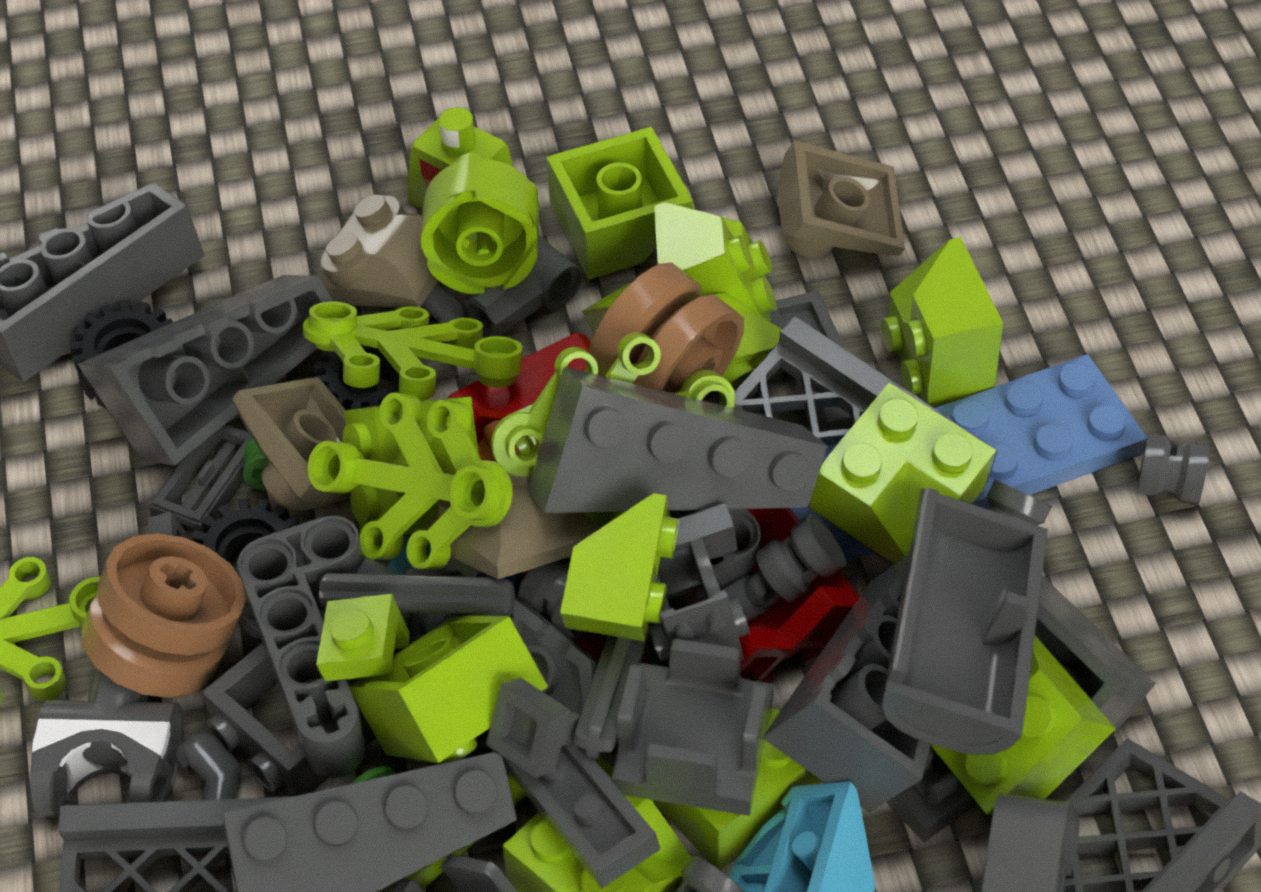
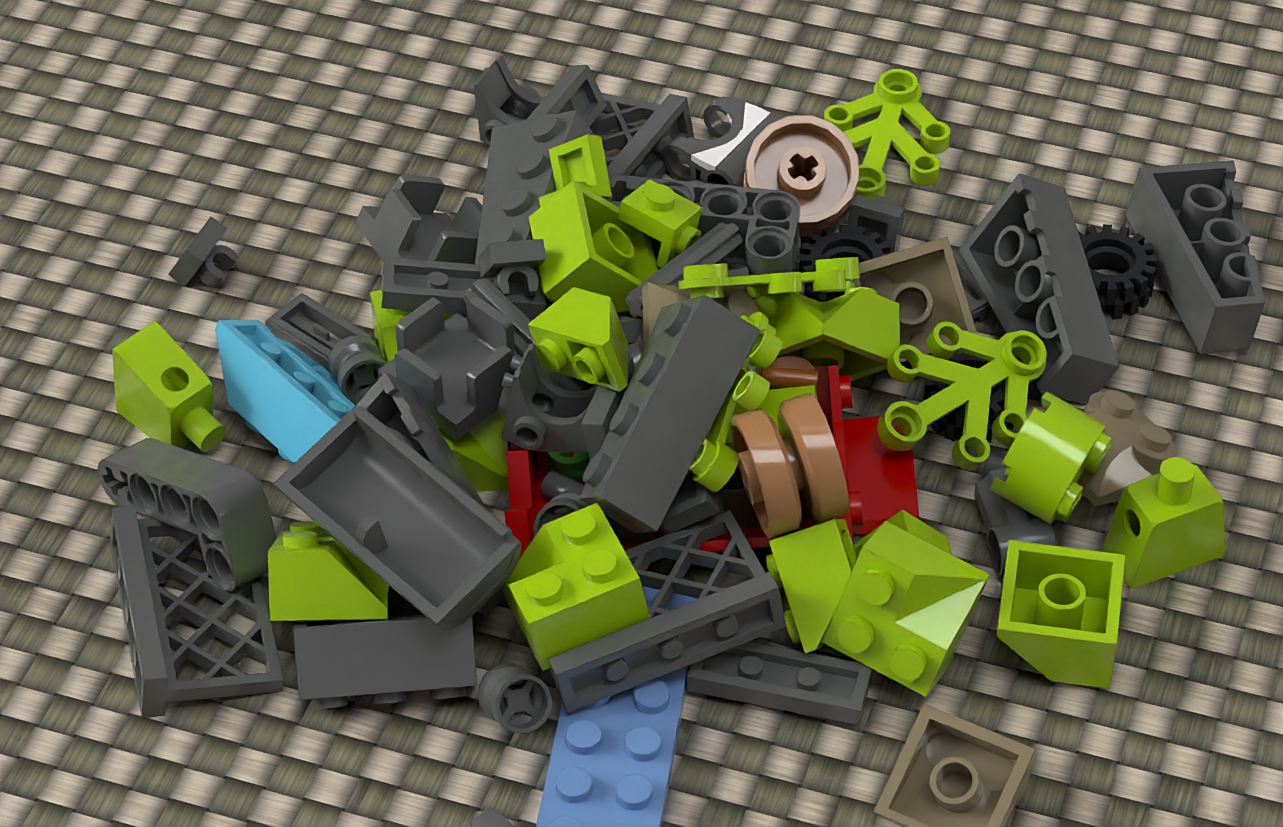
camera: 120 degrees right, 5 degrees down
(348, 746) = (582, 162): none -> lime bracket
(944, 328) = (730, 752): lime slope -> none

